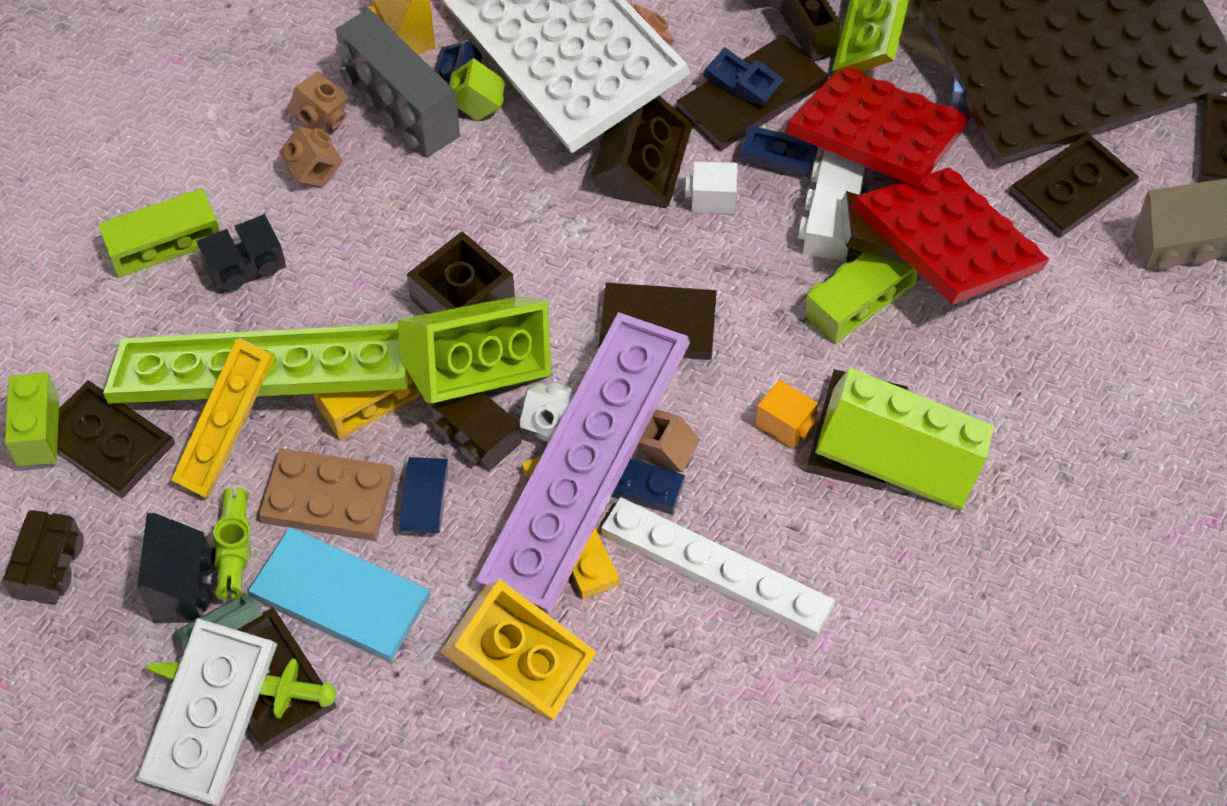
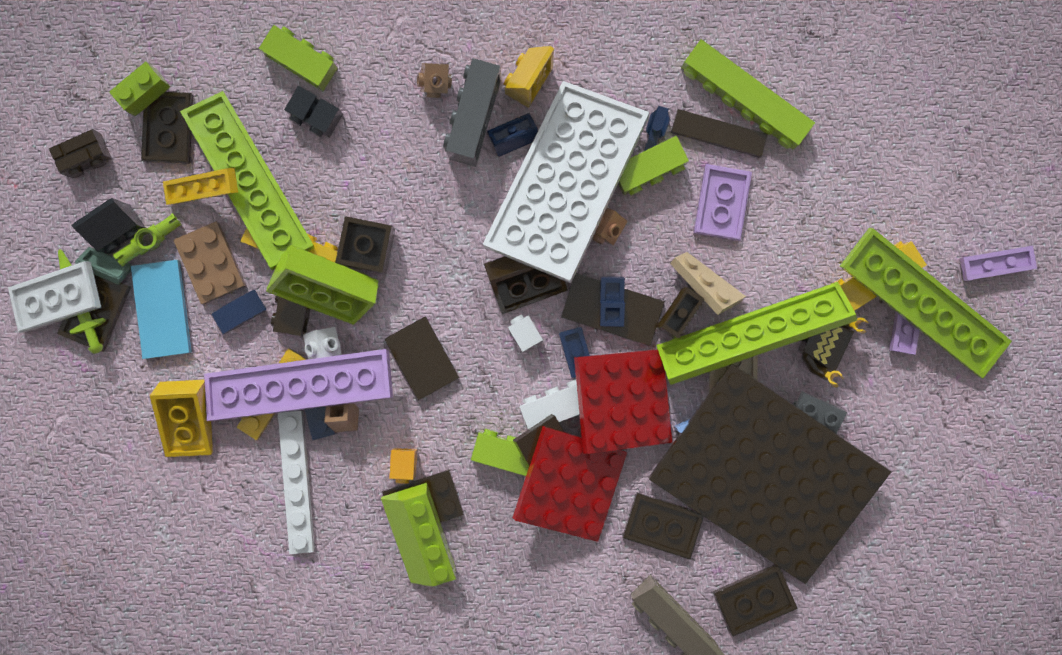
camera: 50 degrees right, 30 degrees up
(310, 156) = (397, 100): medium nougat brick -> none
(477, 89) = (501, 158): lime brick -> none

